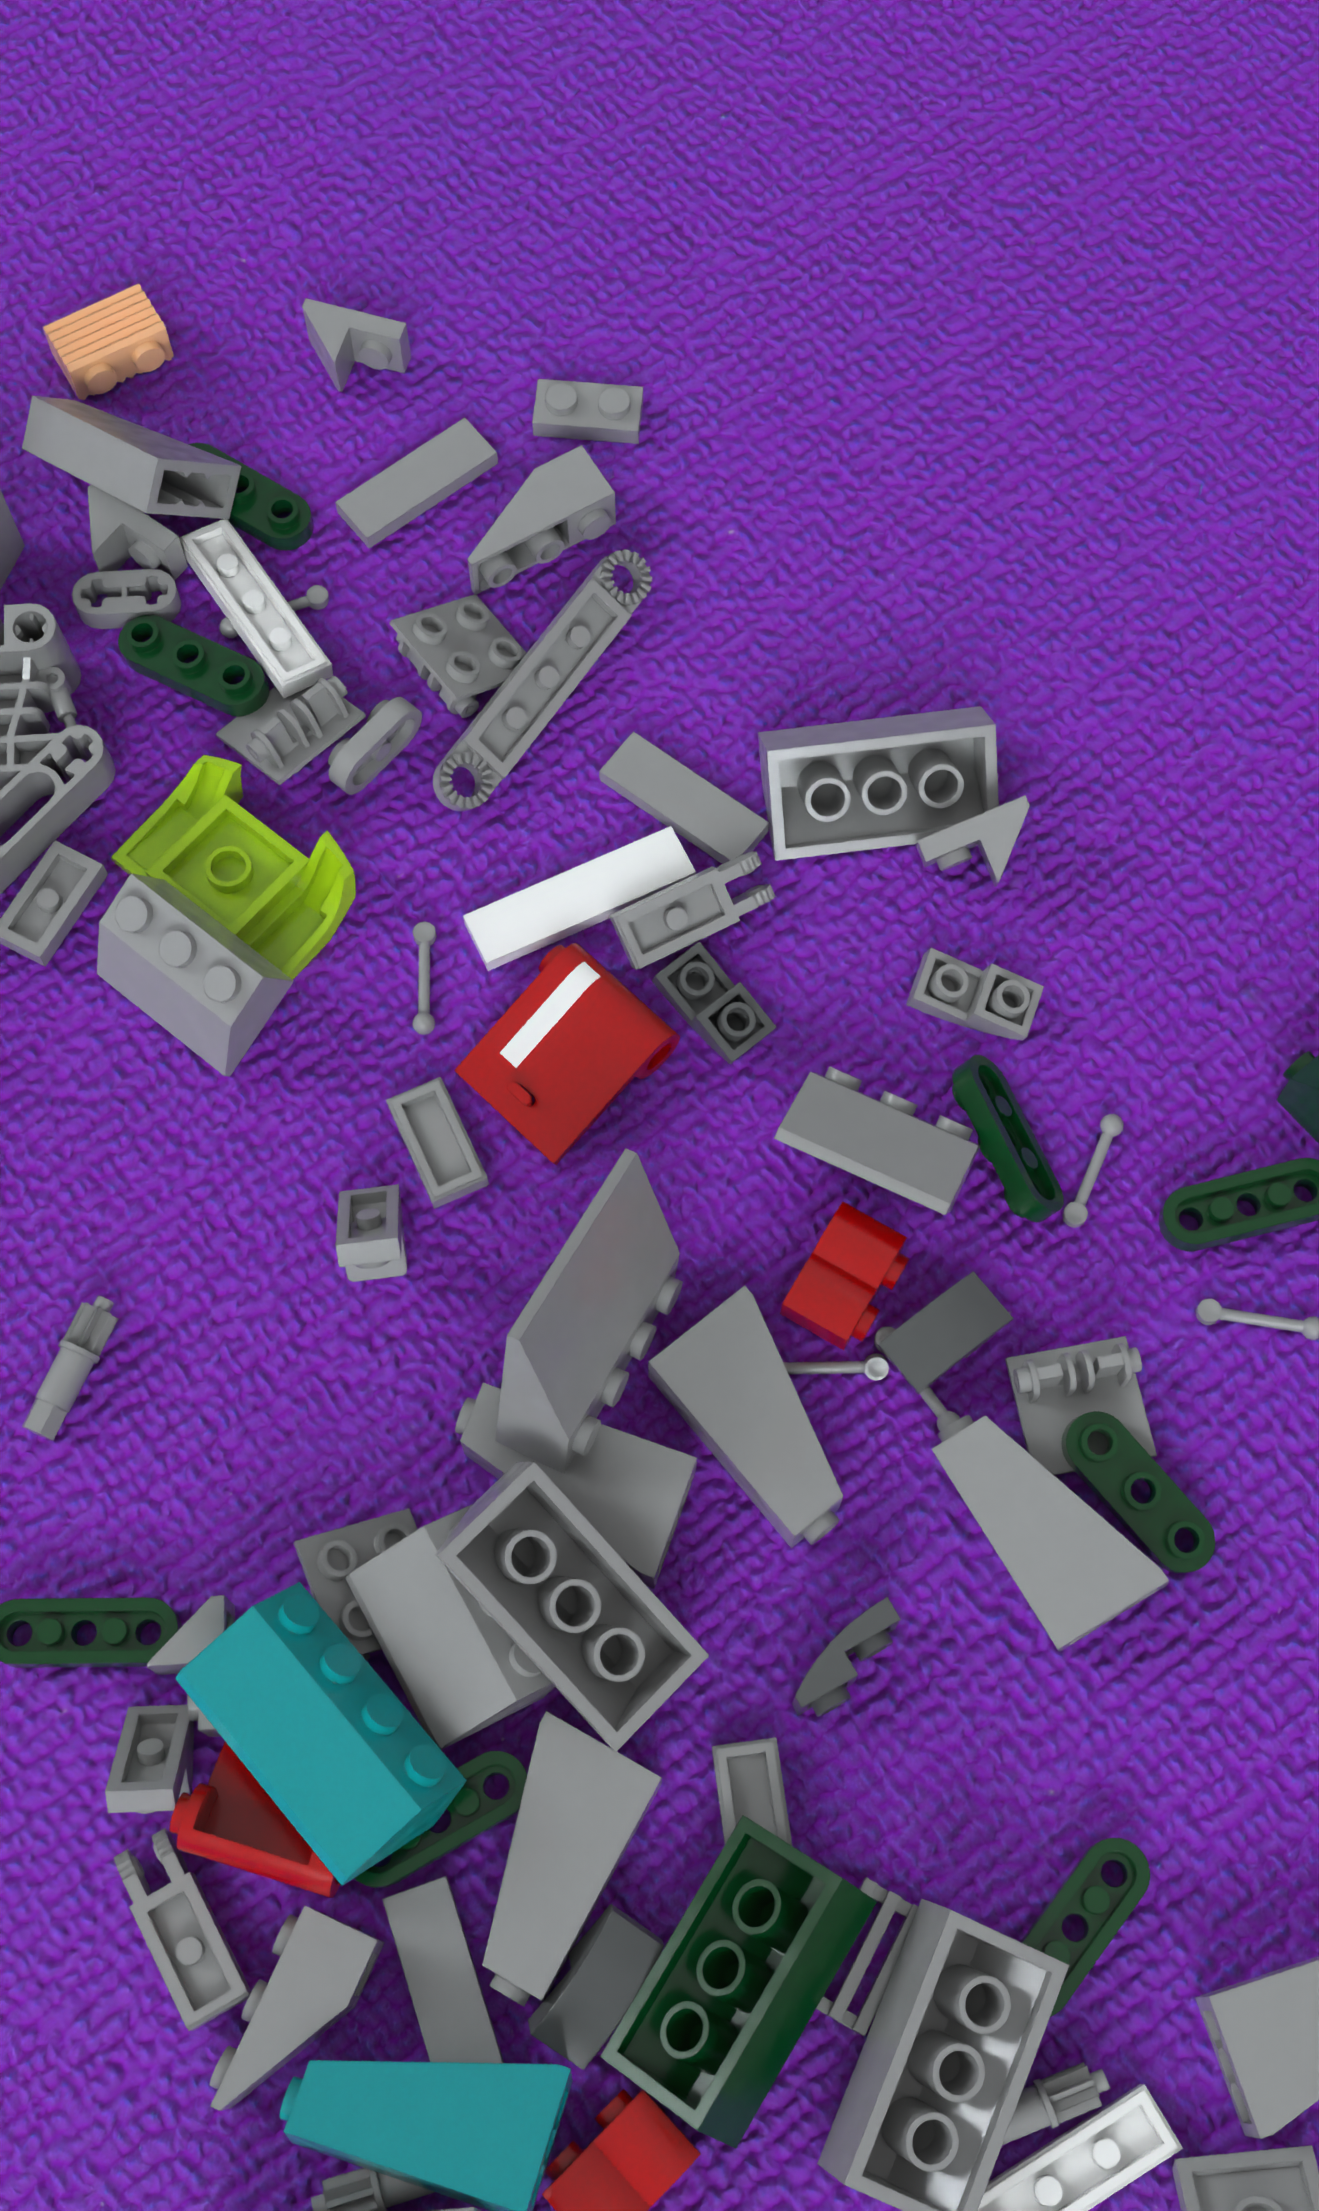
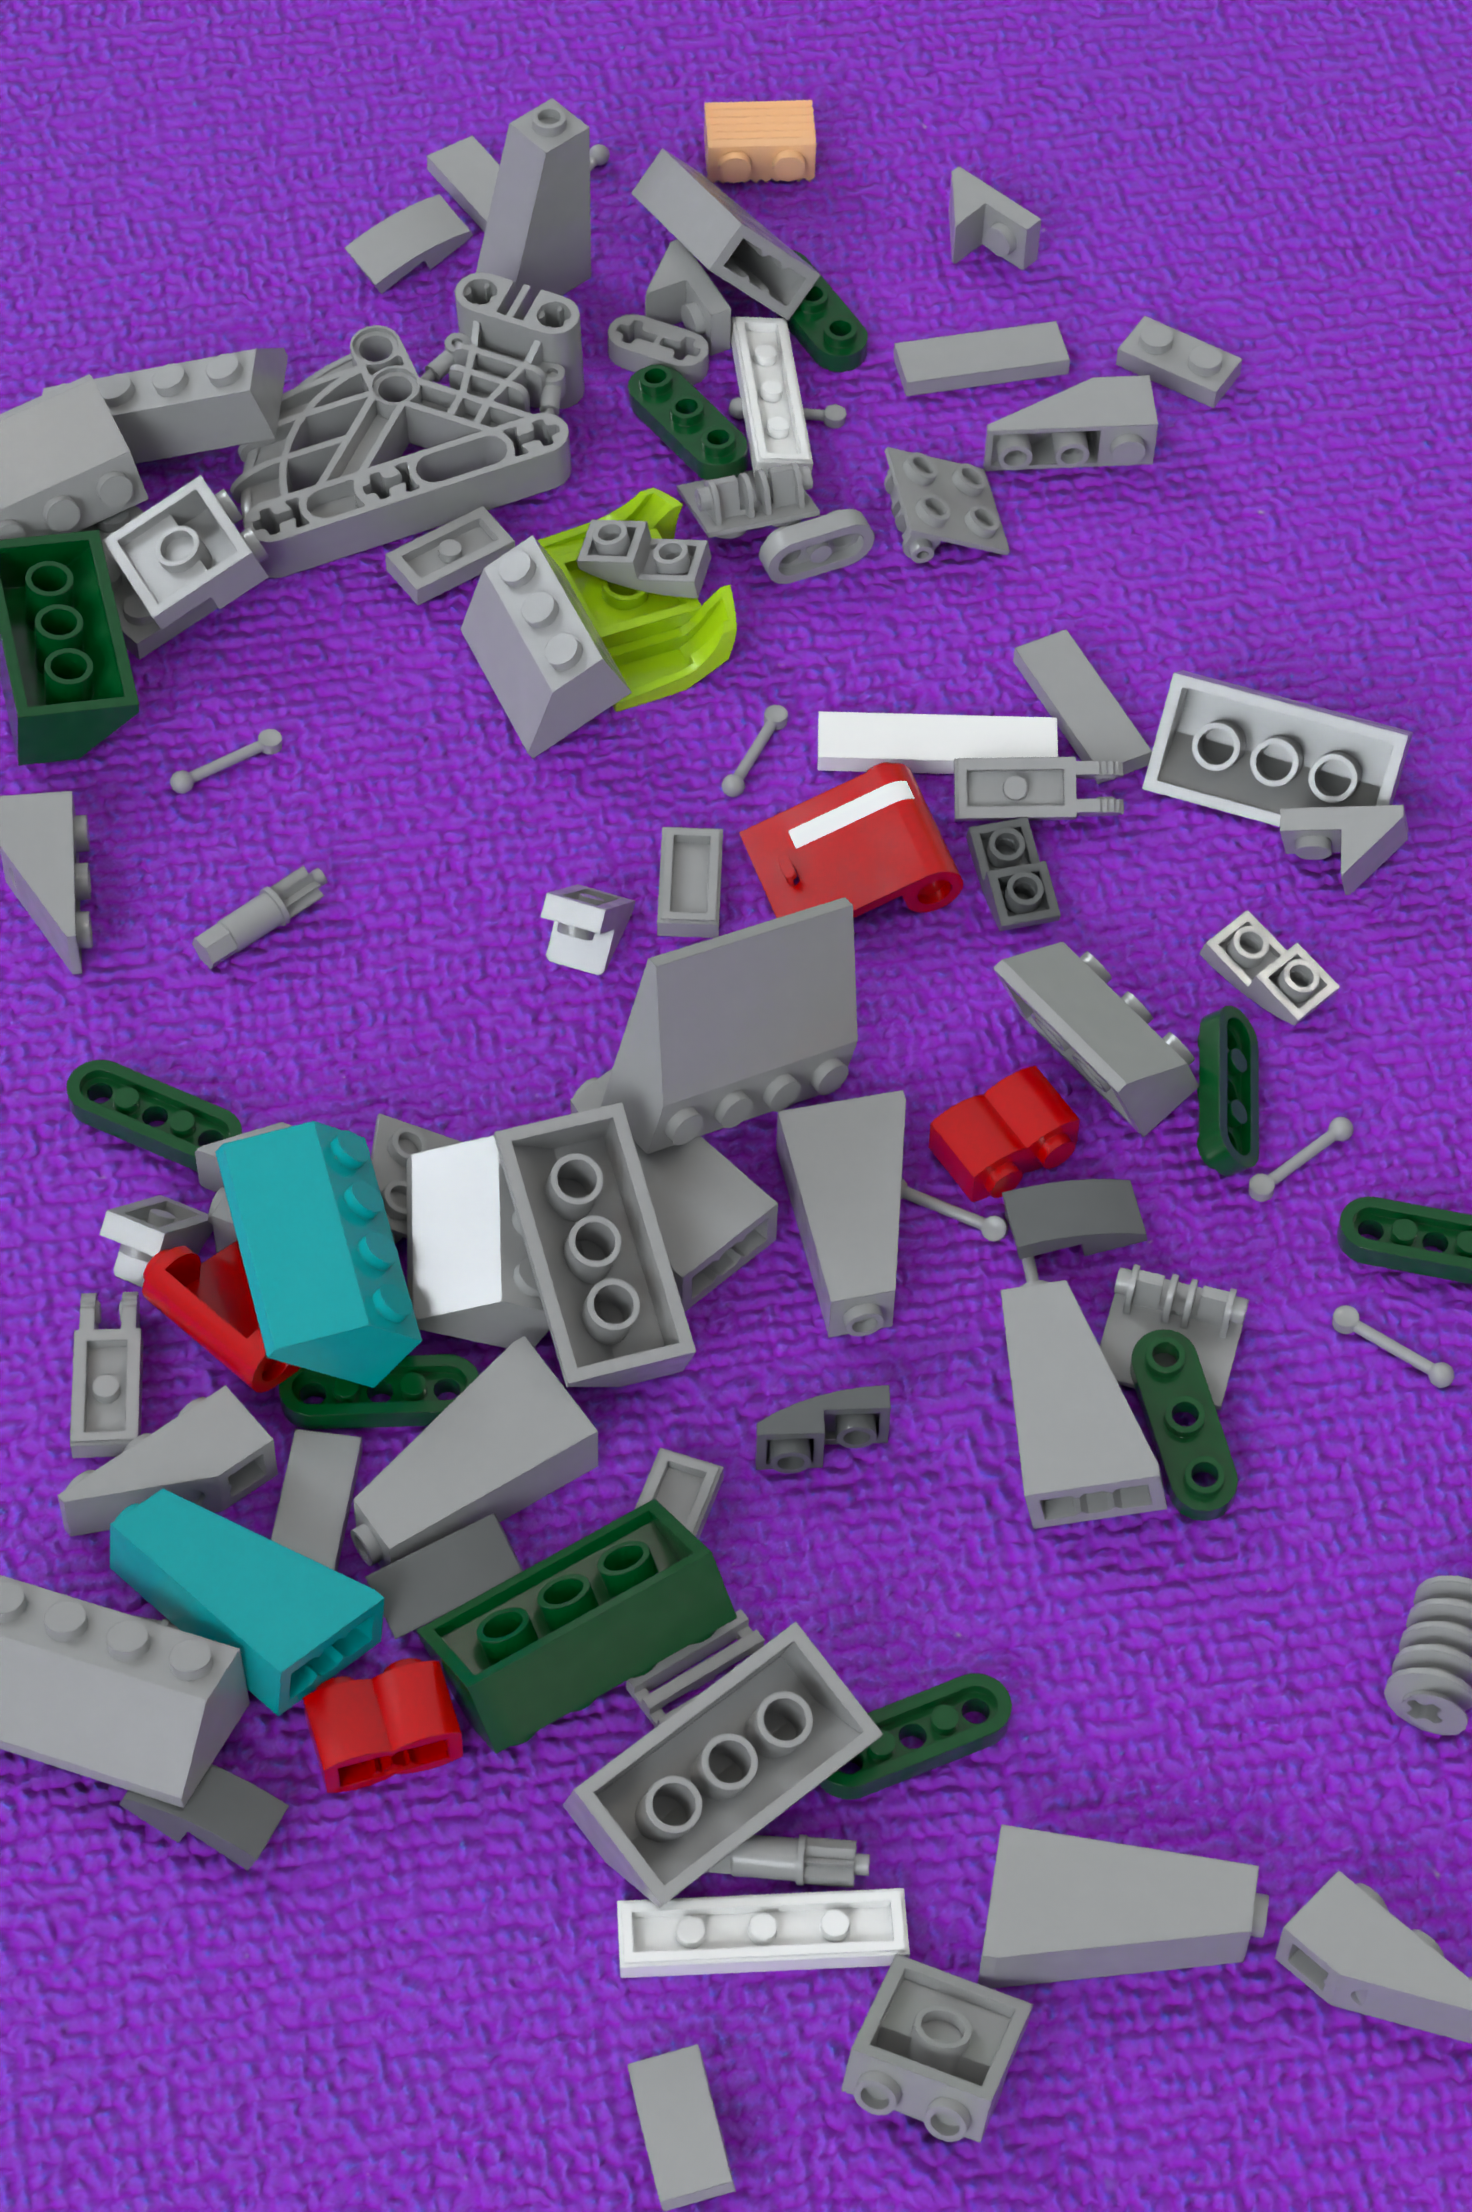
camera: 25 degrees right, 15 degrees down
(239, 839) = (631, 558): none -> light grey slope
(542, 681) = (1004, 554): light grey plate -> none

